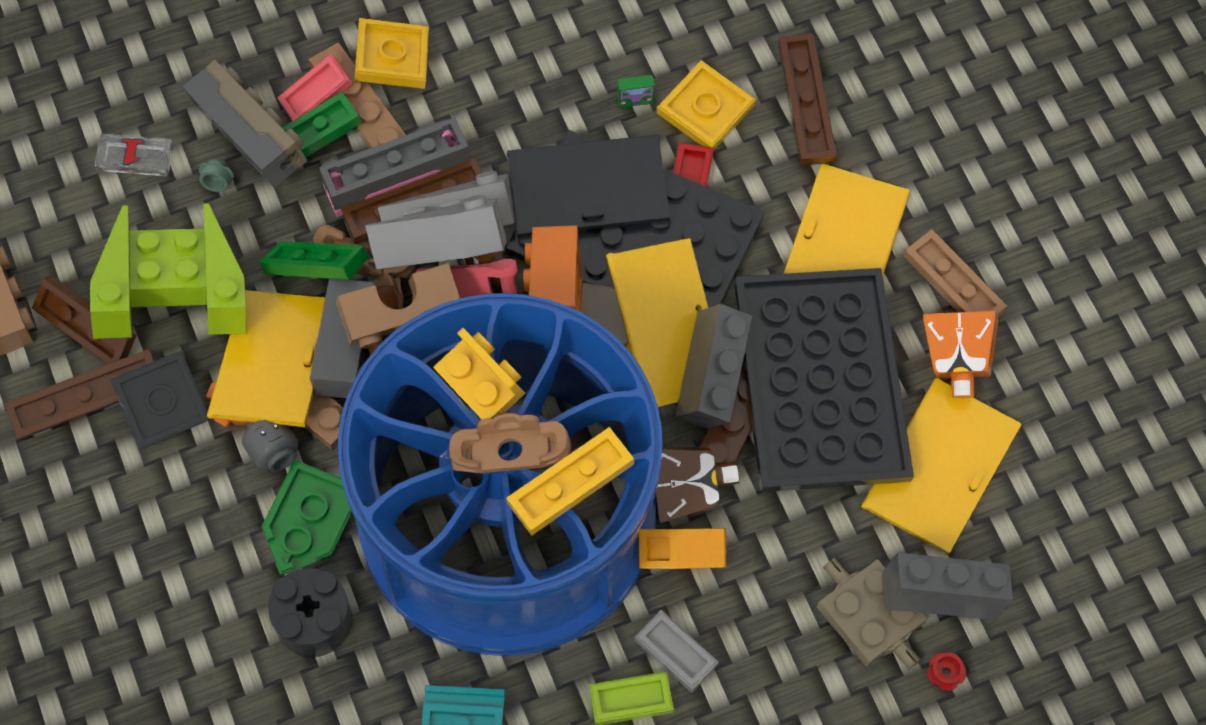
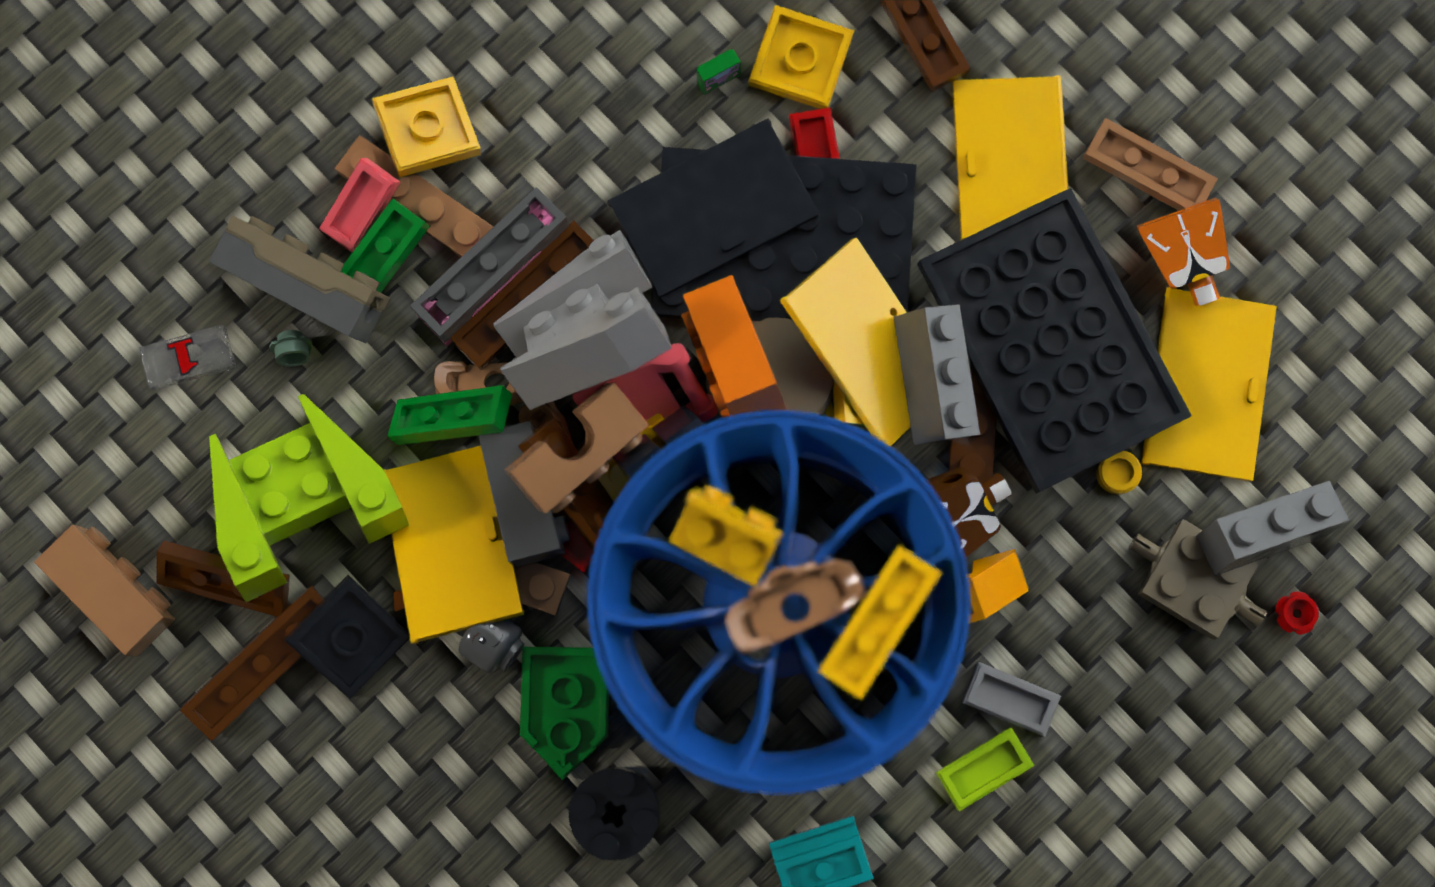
camera: 20 degrees left, 15 degrees up
(838, 505) = (1119, 473): none -> yellow tile

